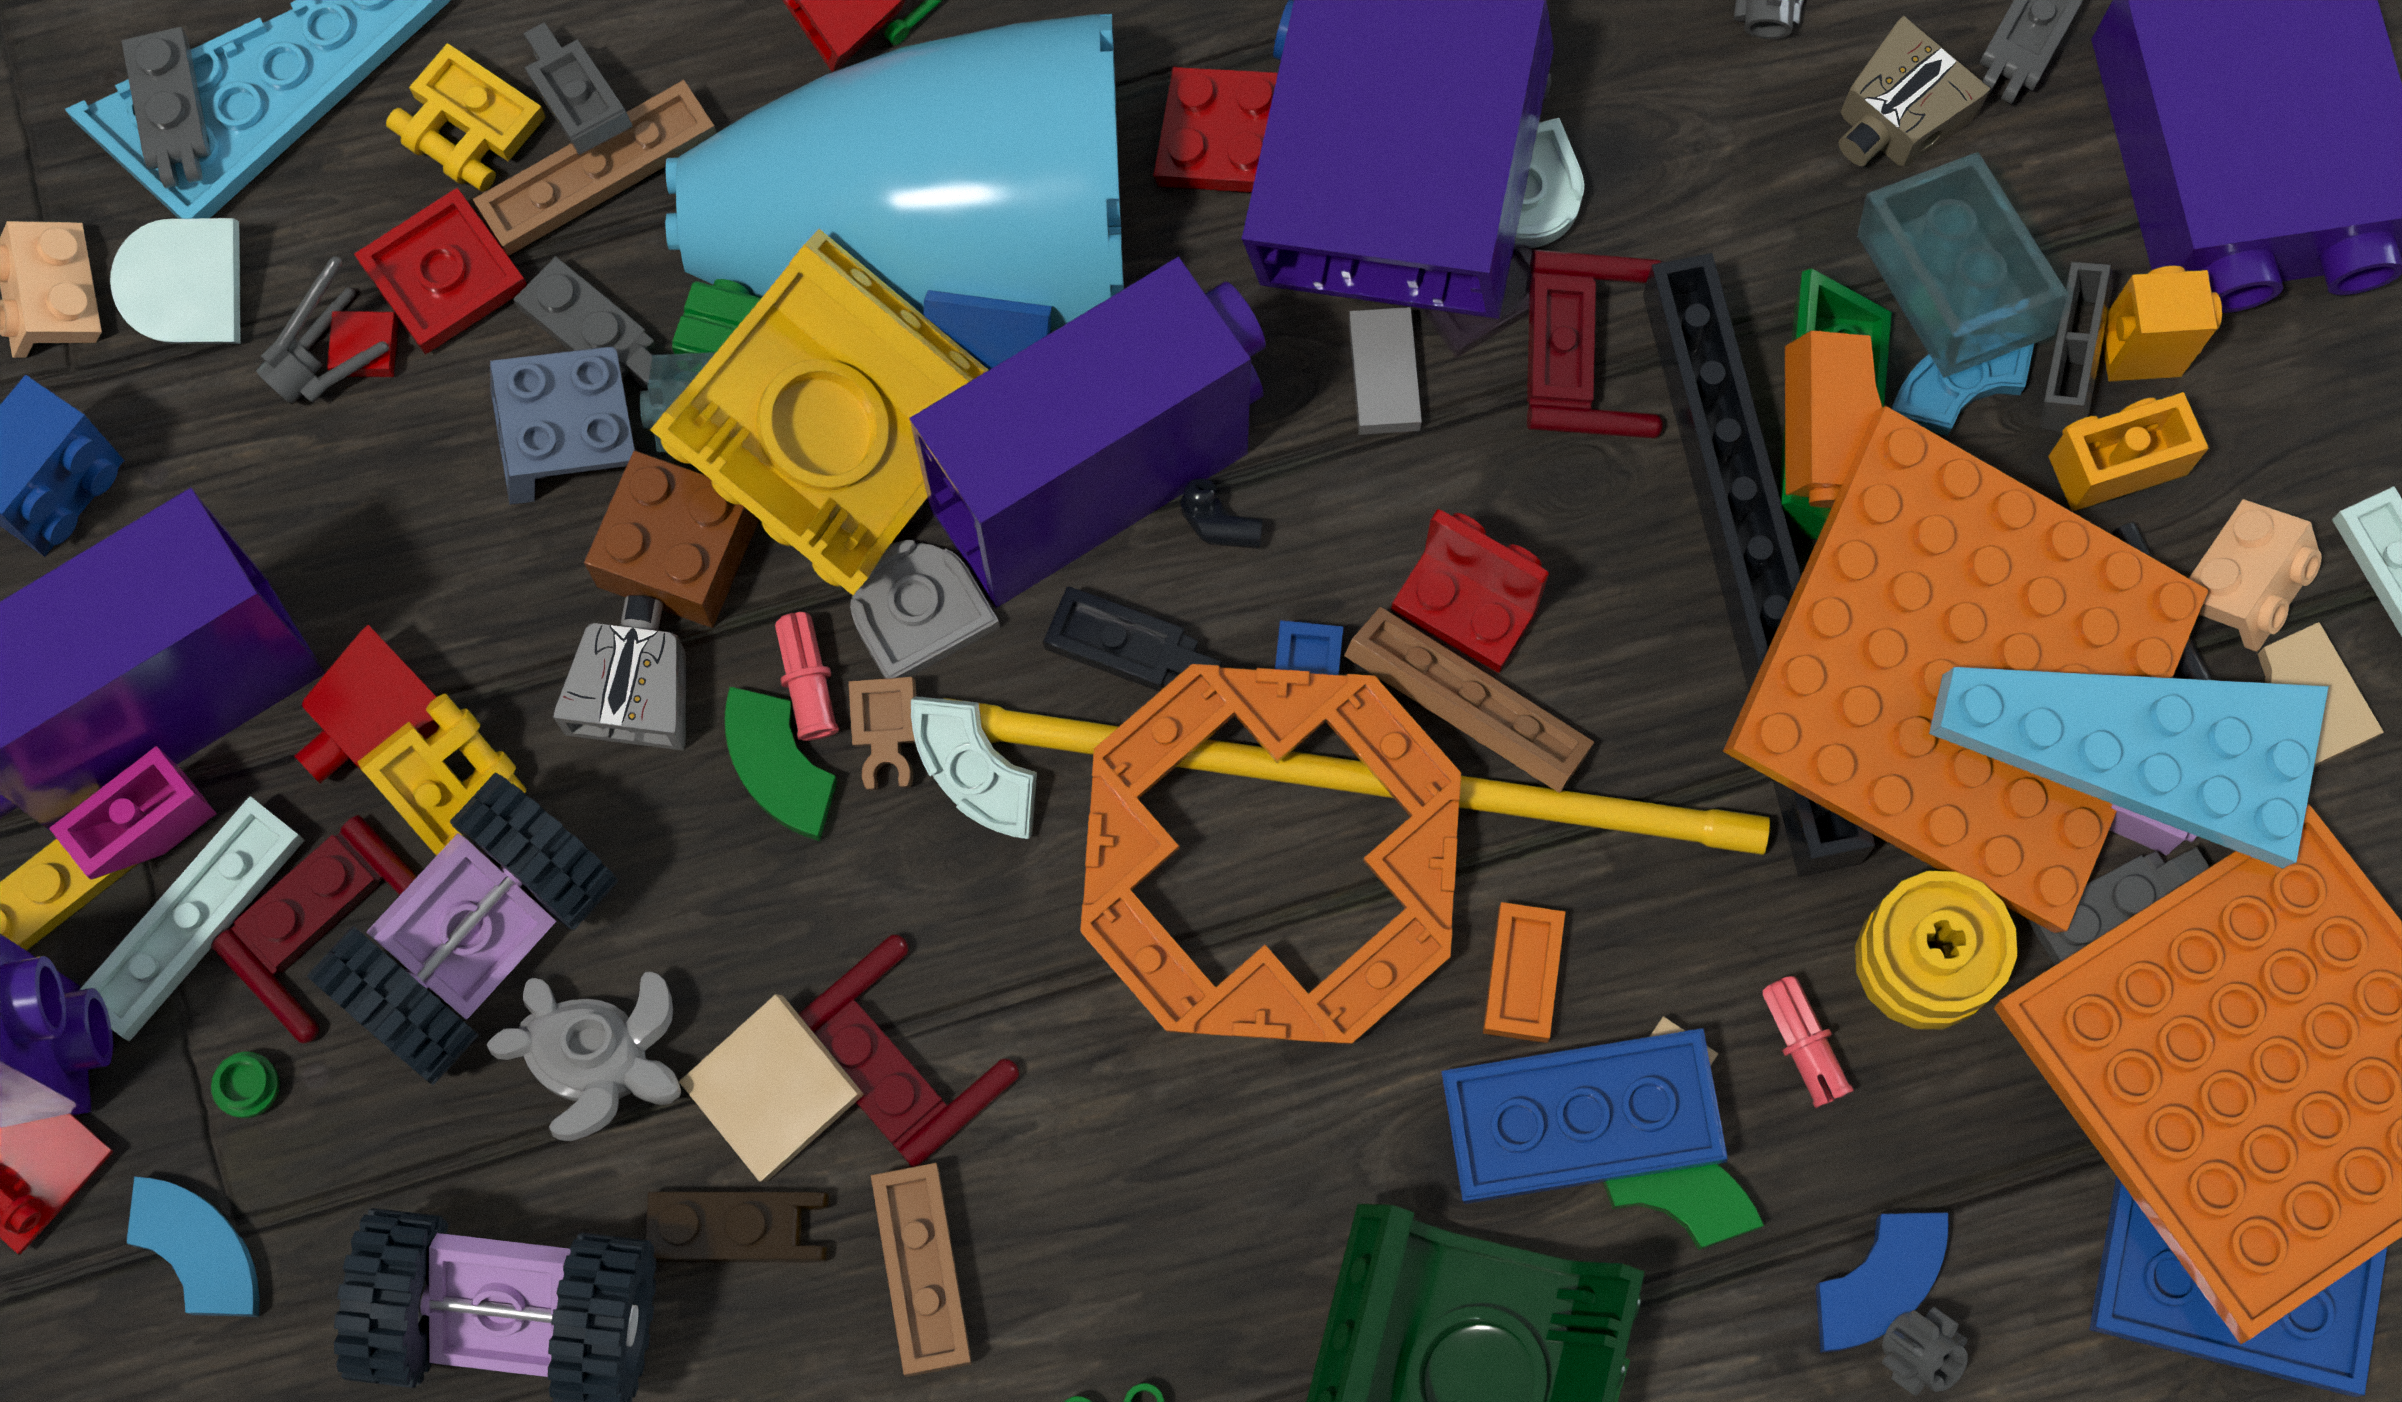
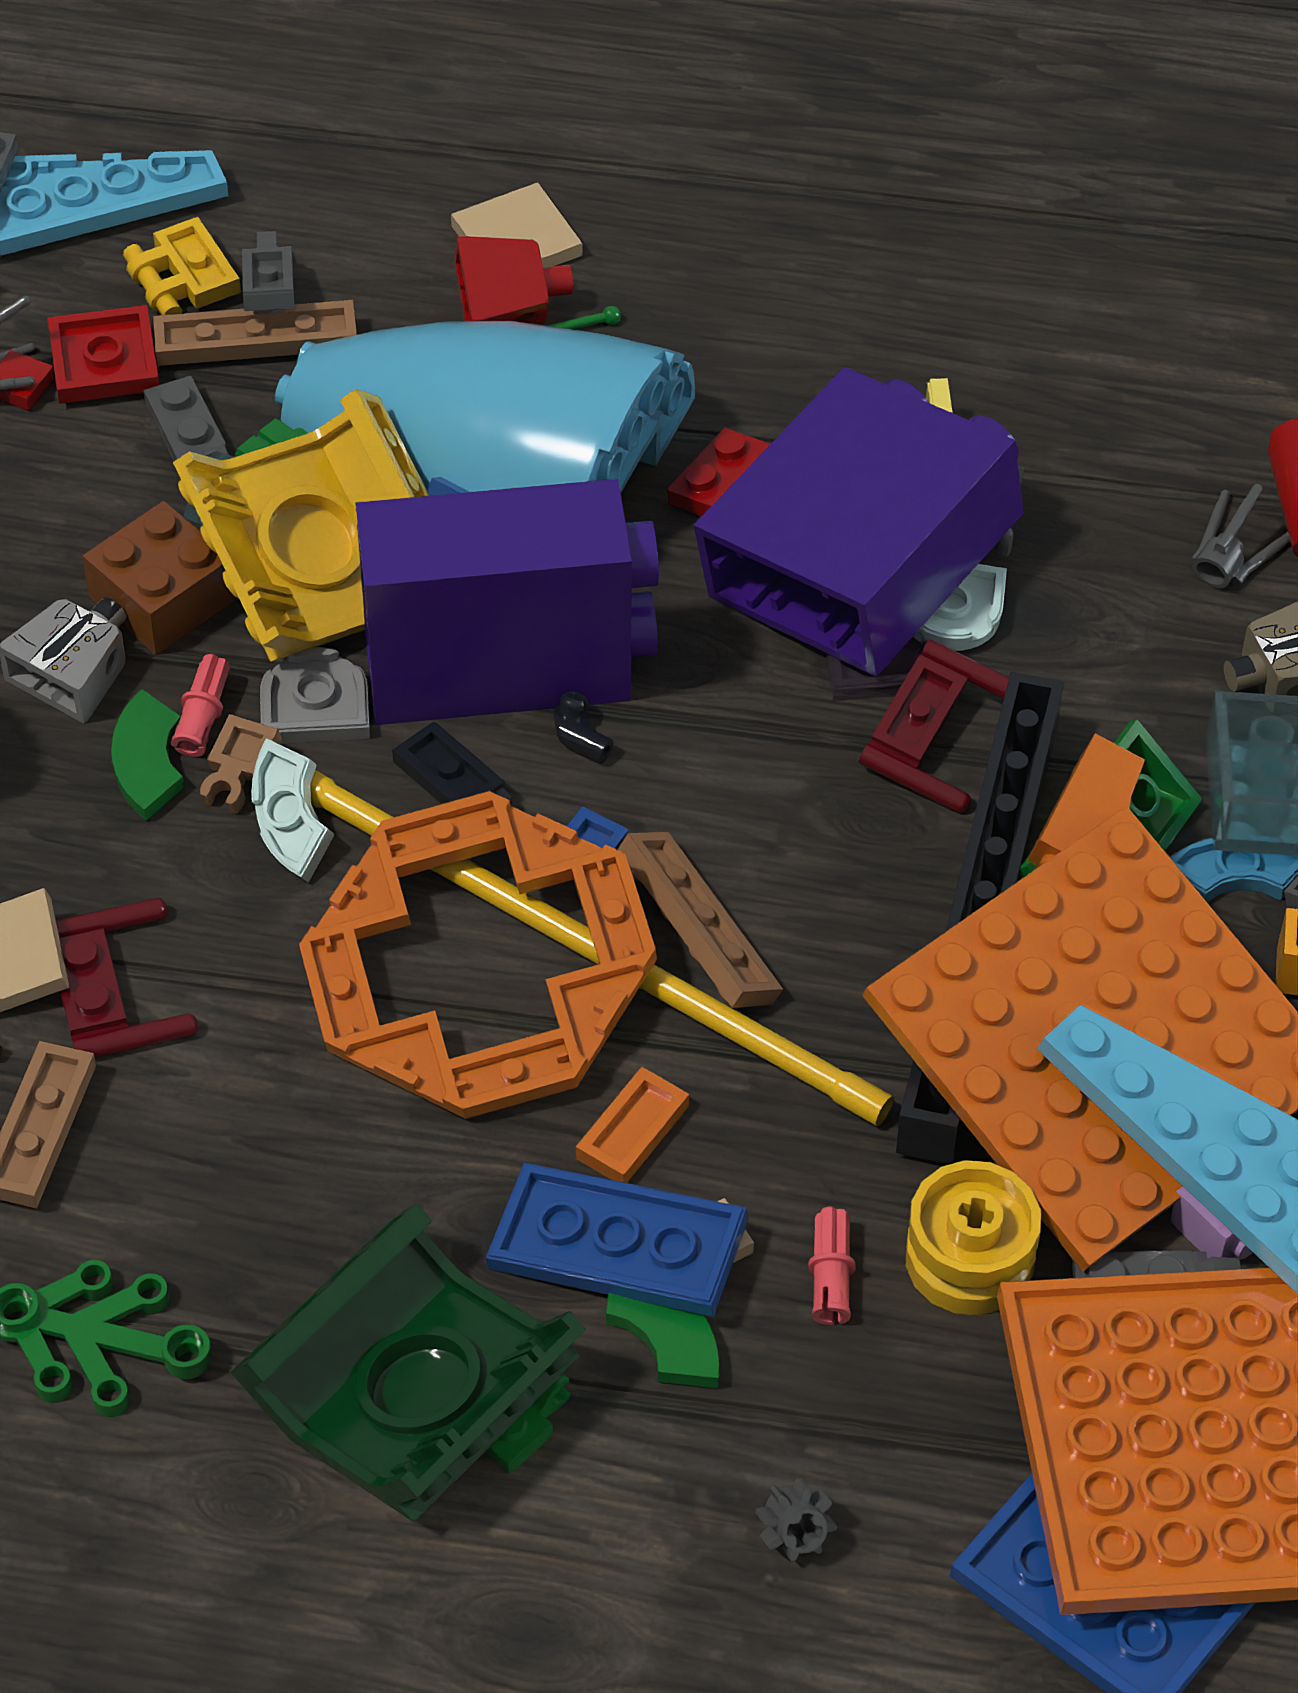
camera: 25 degrees right, 20 degrees down
(559, 416) = (123, 465): sand blue bracket -> none
(1384, 371) = (769, 684): light grey tile -> none
(1472, 590) = (749, 846): red bracket -> none
(1887, 1283) = (820, 1455): blue tile -> none

